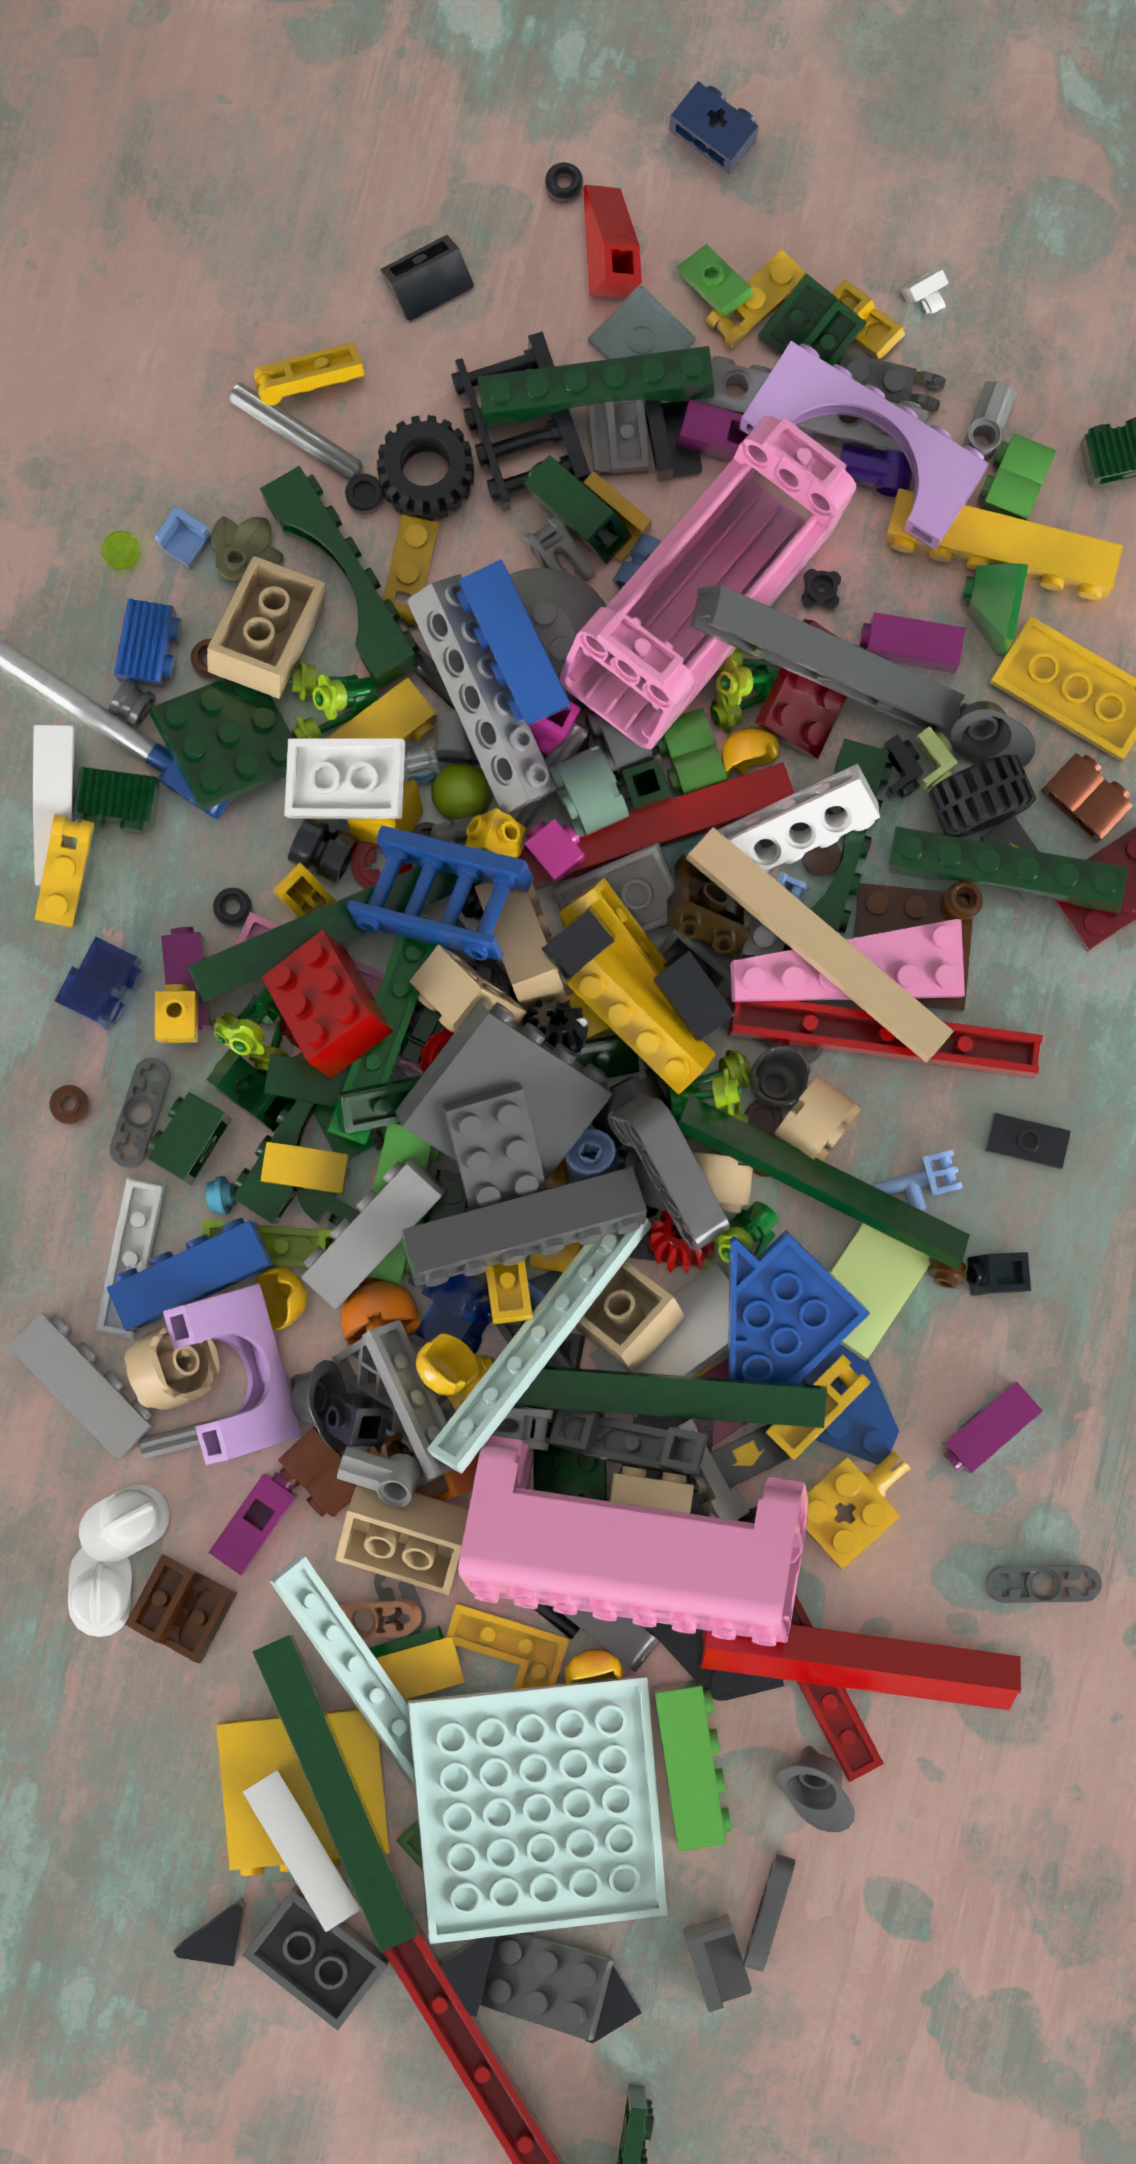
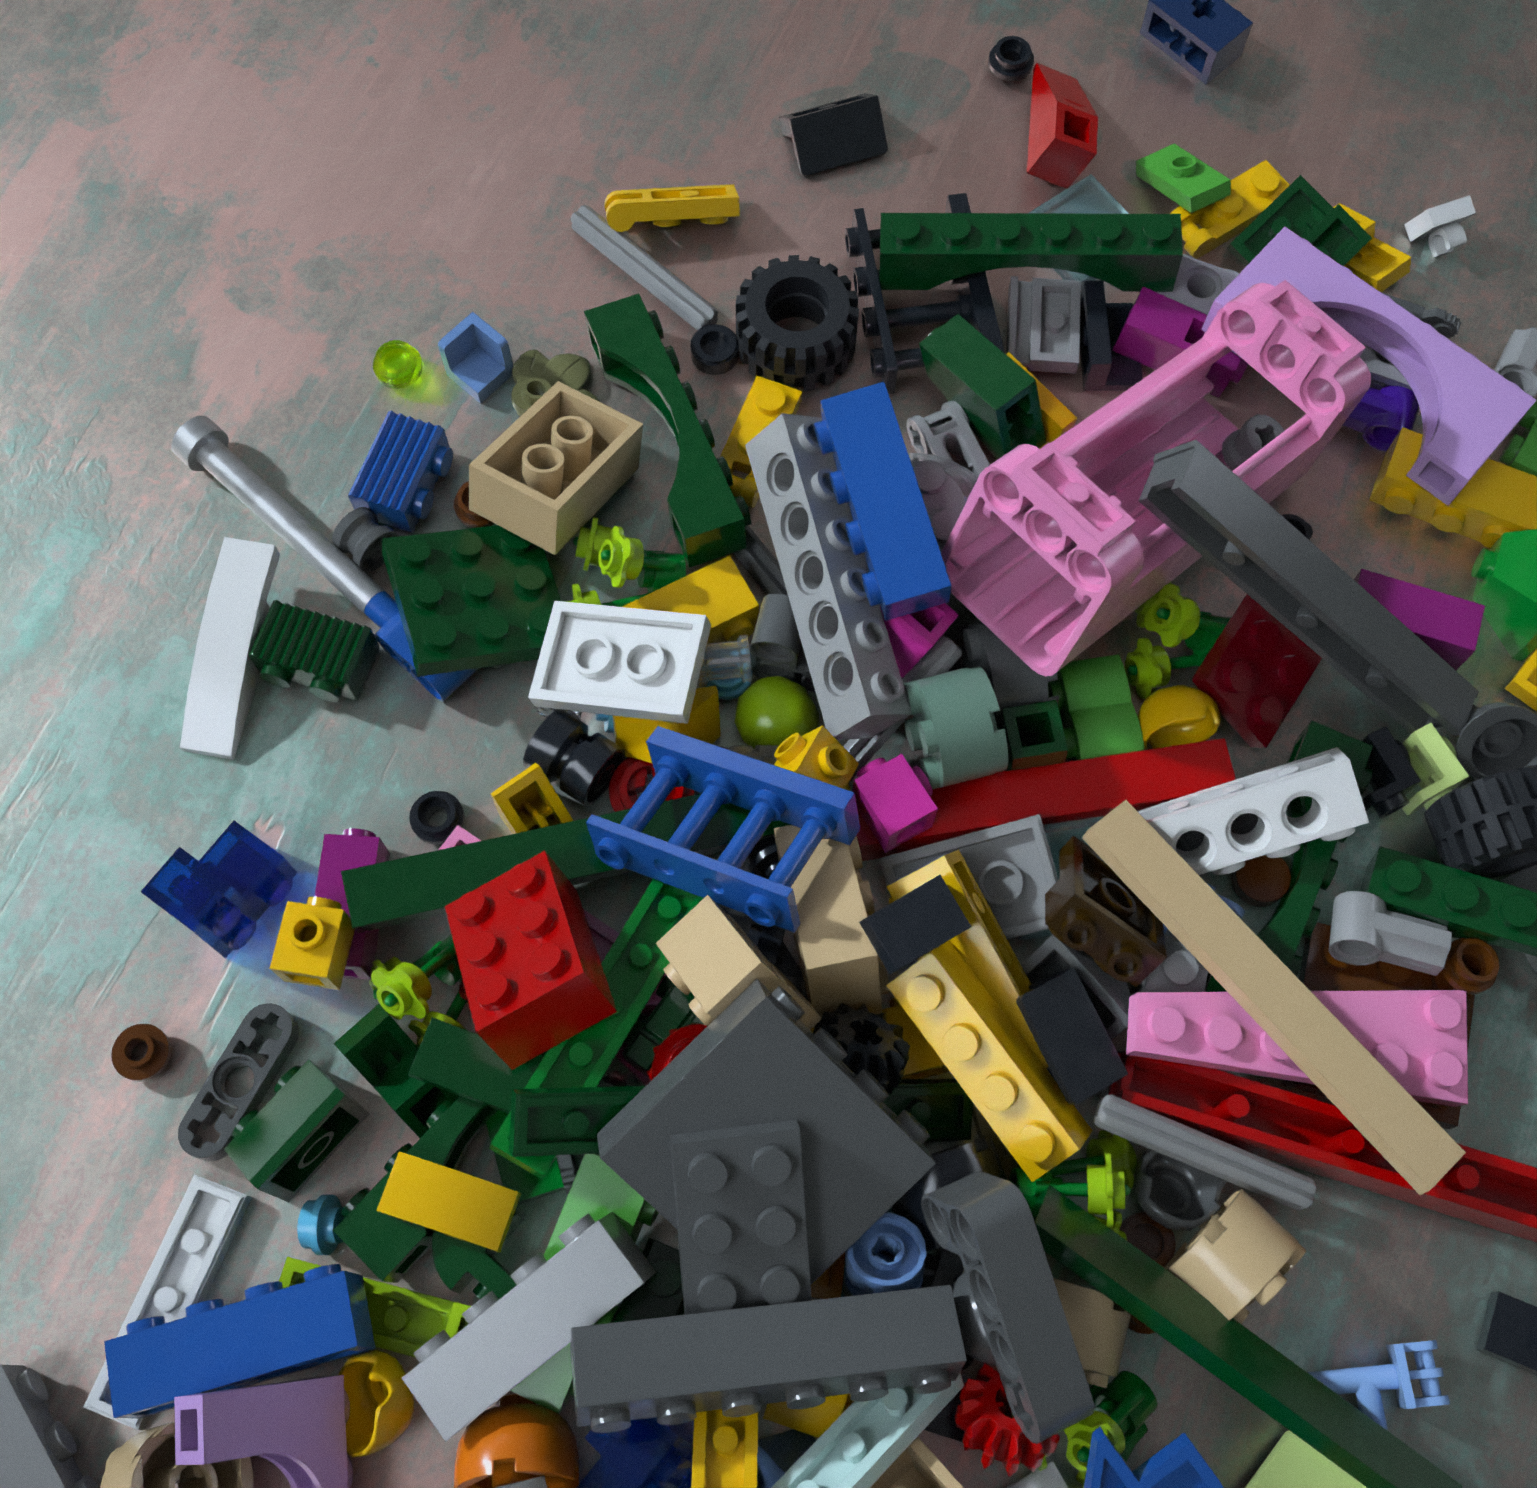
camera: 10 degrees right, 15 degrees down
(64, 872) = (218, 731): yellow plate -> none
(776, 526) = (1249, 439): none -> dark grey wheel
(790, 1056) = (1204, 1152): none -> light grey axle
(893, 888) = (1369, 933): none -> light grey piece

